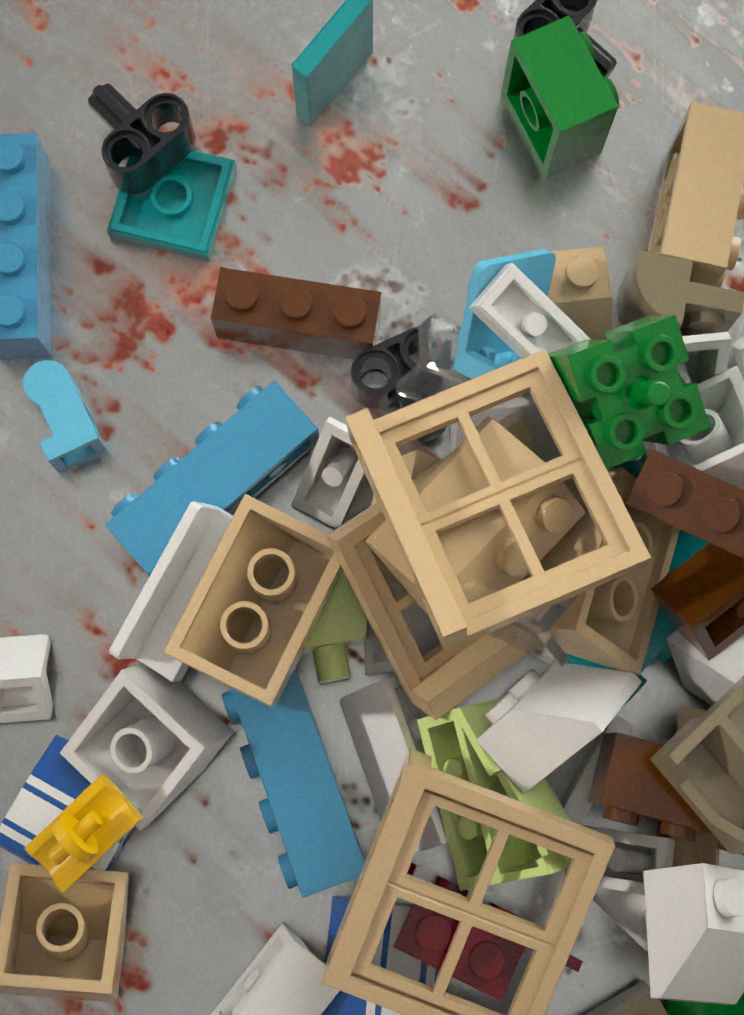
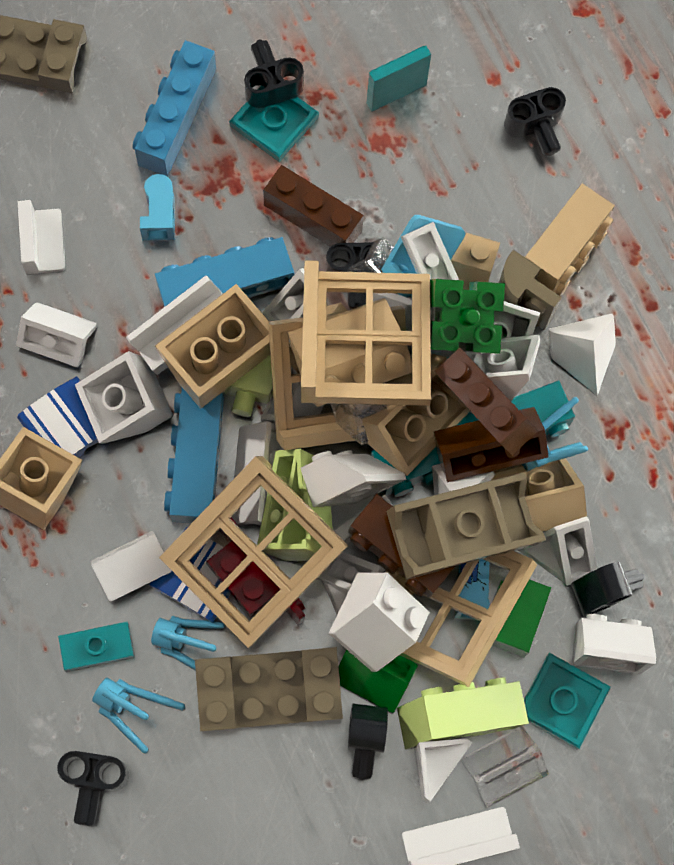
camera: 20 degrees right, 5 degrees down
(84, 832) = (69, 425): yellow hips -> none
(559, 95) = (516, 152): green brick -> none

